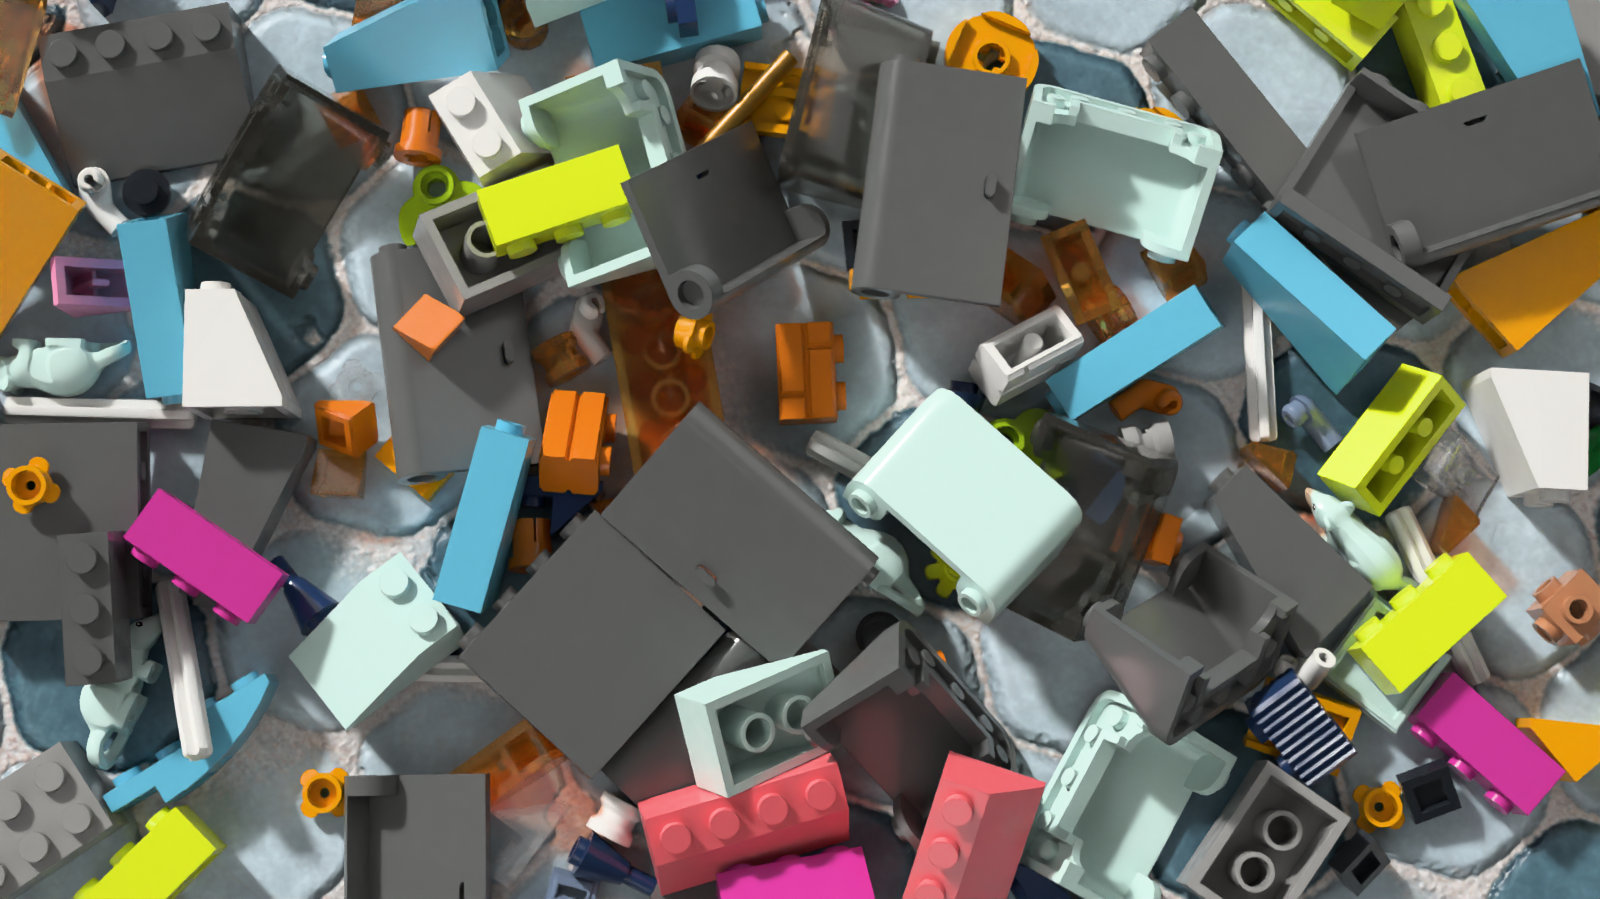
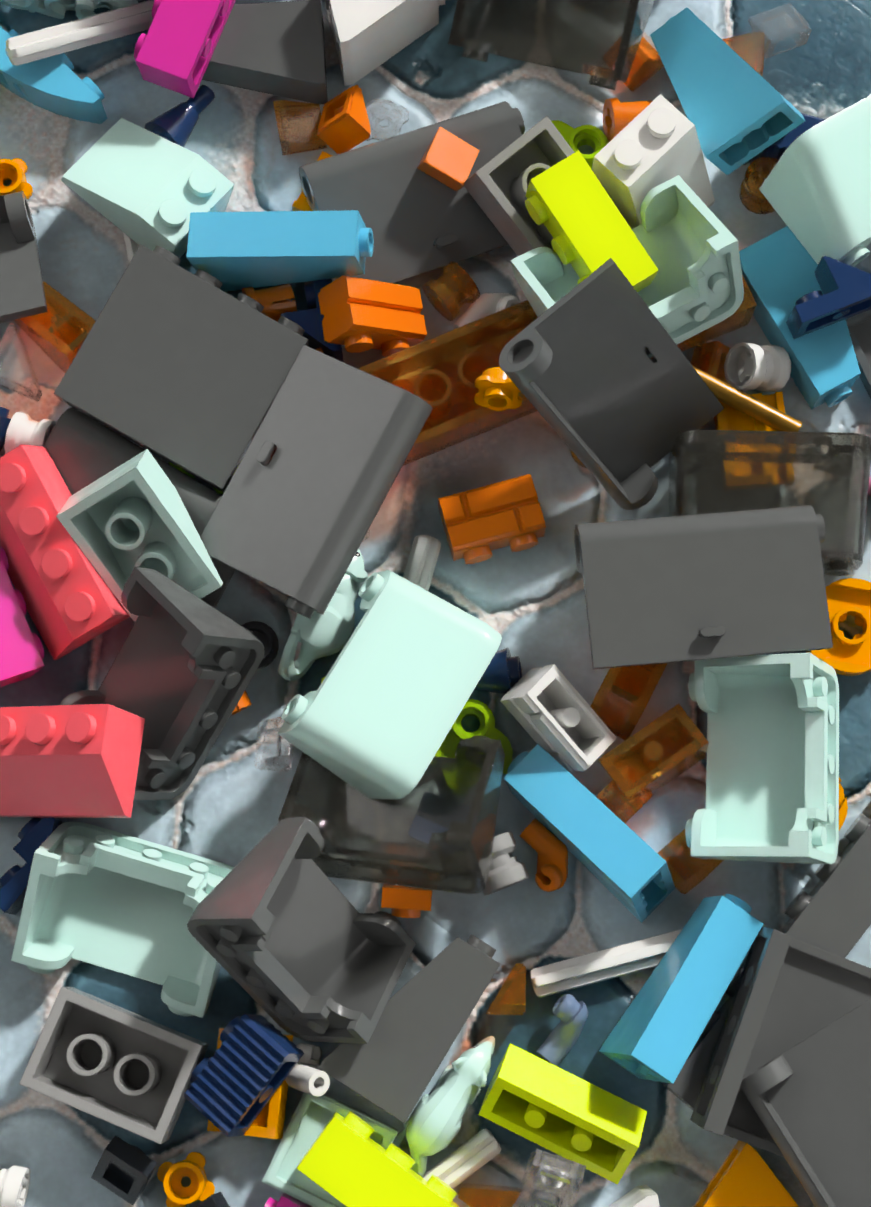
camera: 85 degrees right, 5 degrees down
(983, 640) = (271, 749): none -> clear slope

